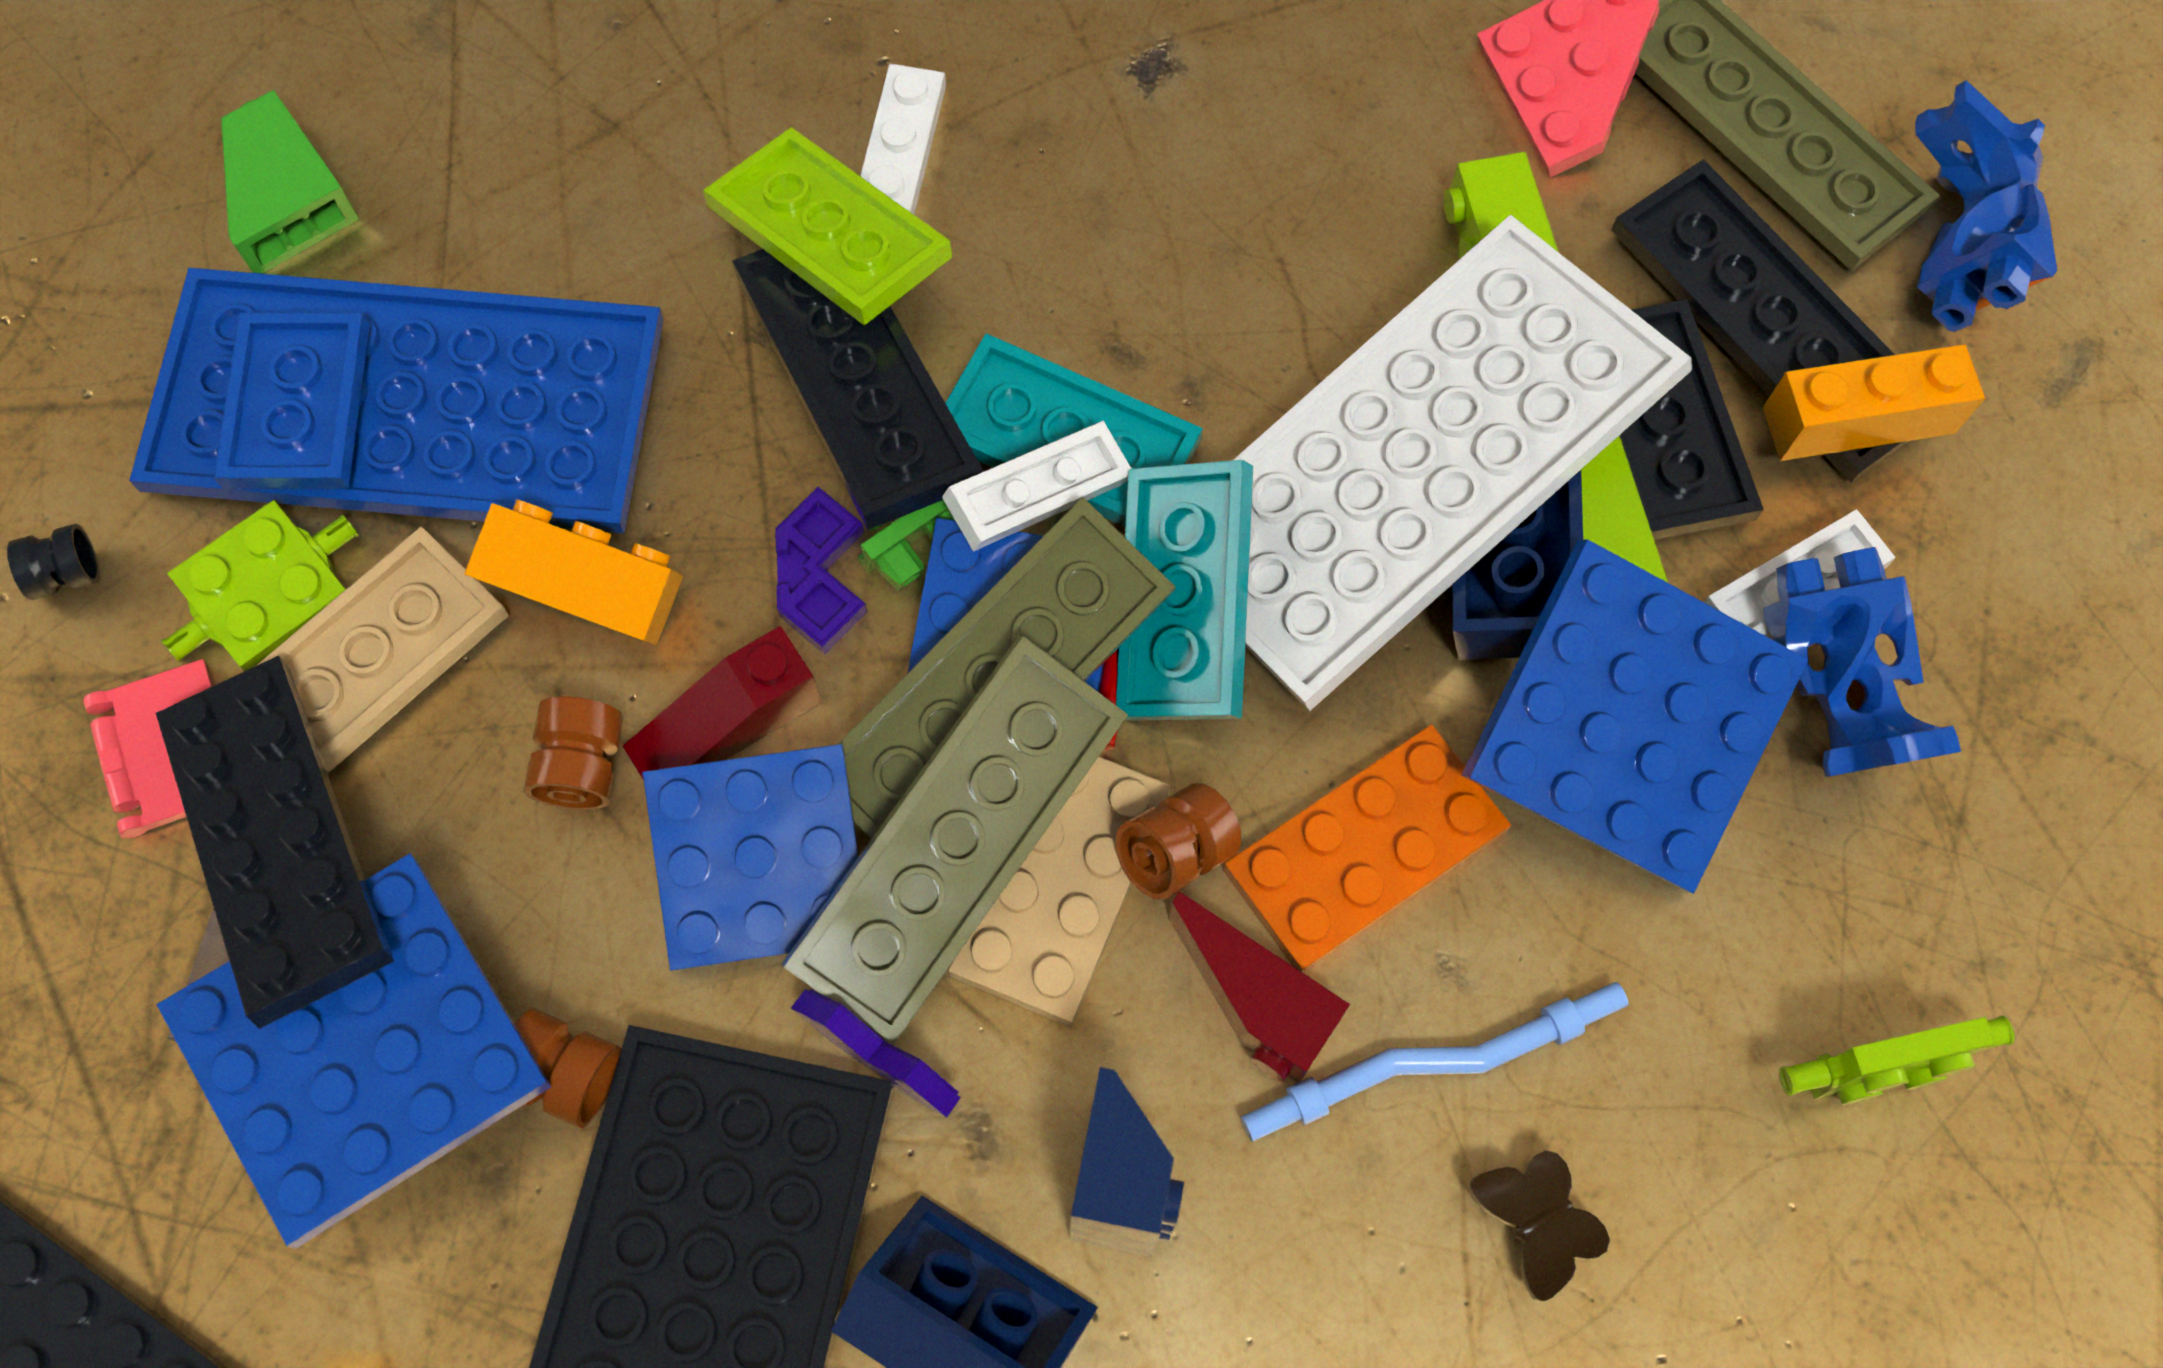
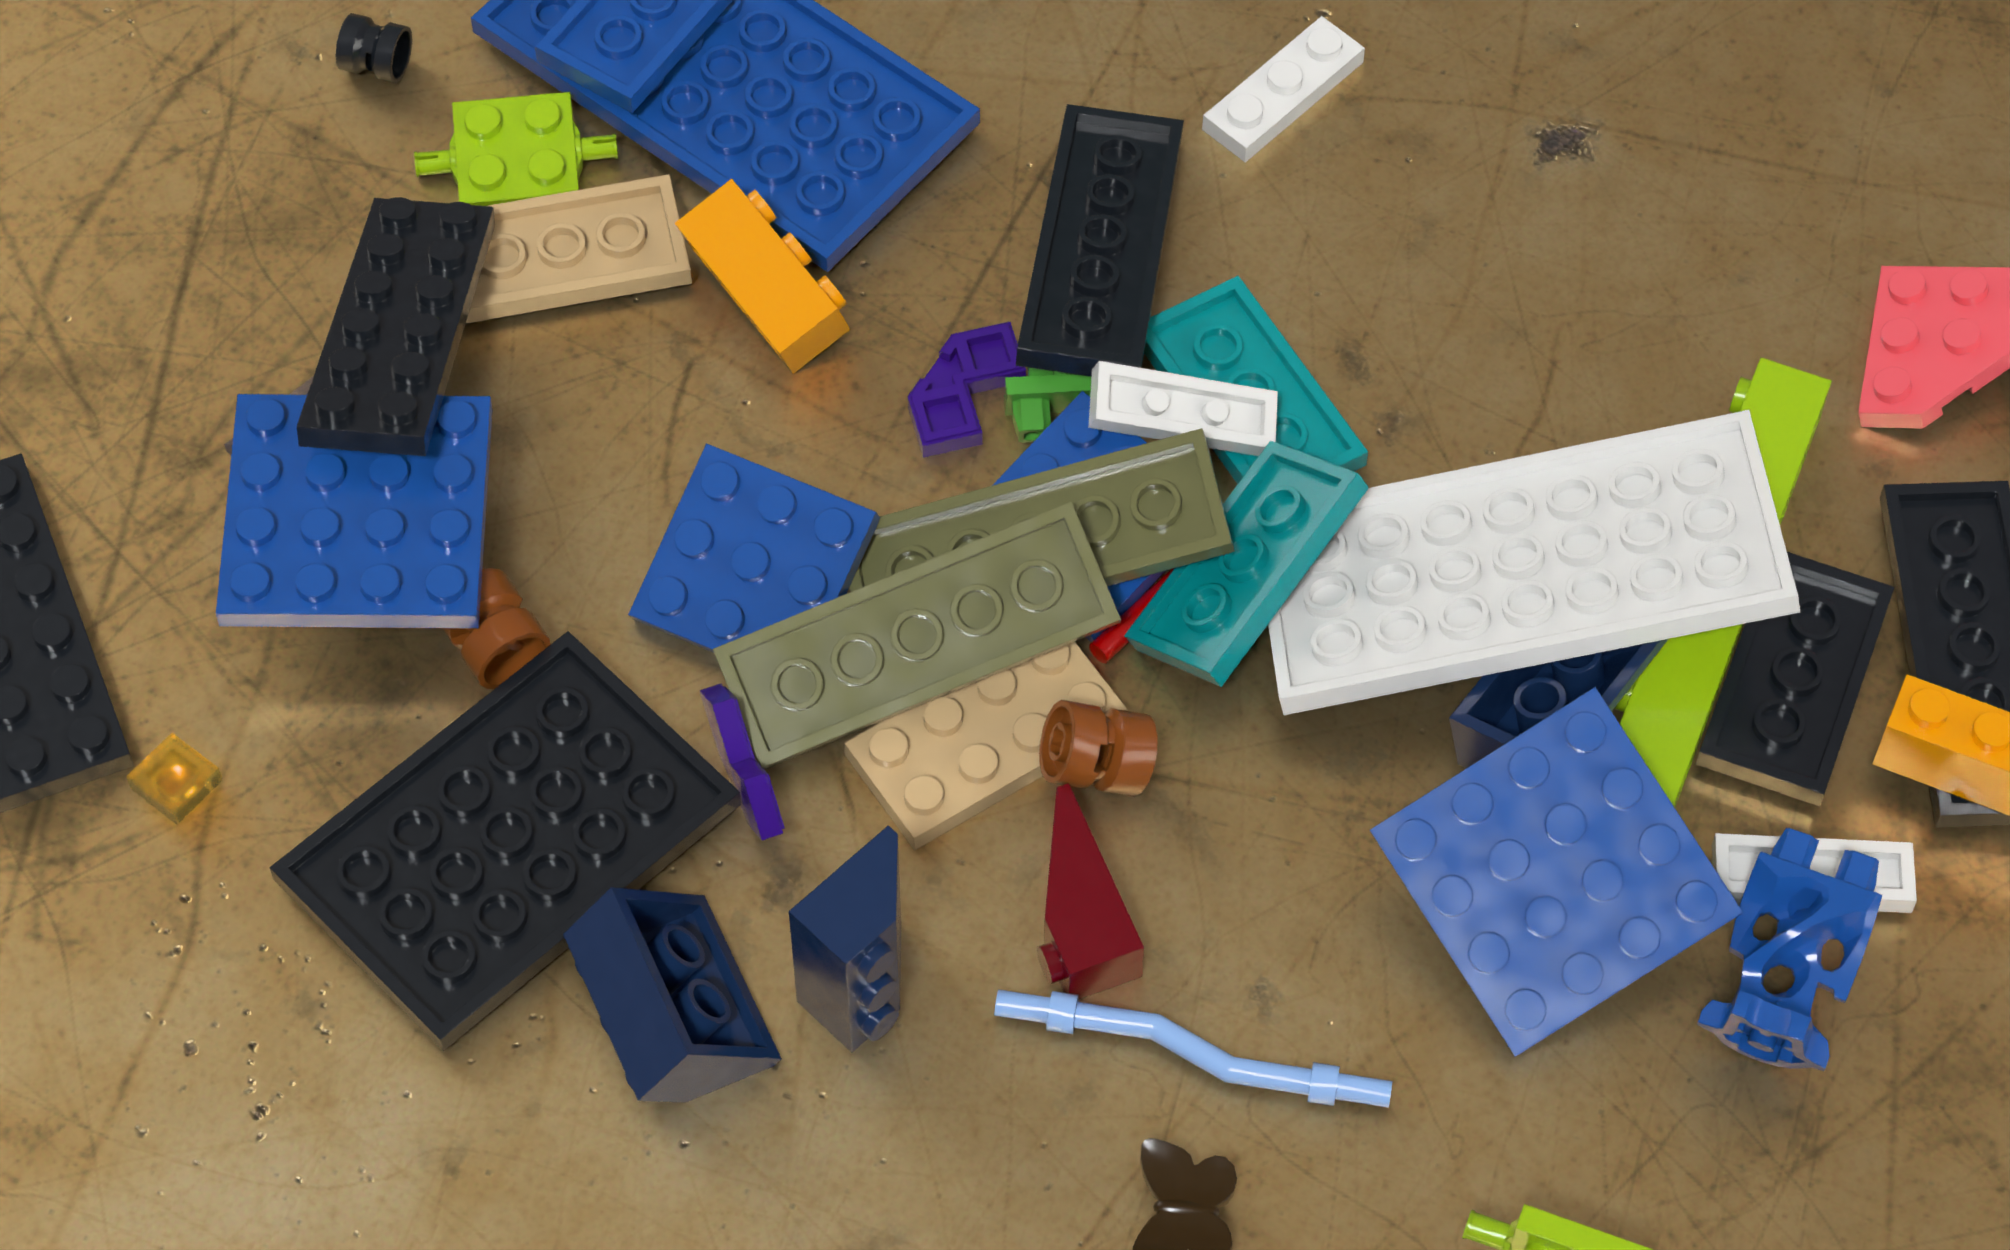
camera: 35 degrees right, 10 degrees down
(134, 748) = (339, 220): coral piece -> none
(574, 743) = (671, 404): dark orange wheel -> none
(729, 707) = (823, 444): dark red slope -> none
(828, 225) = (1164, 115): lime plate -> none
(1365, 849) = (1259, 860): orange plate -> none

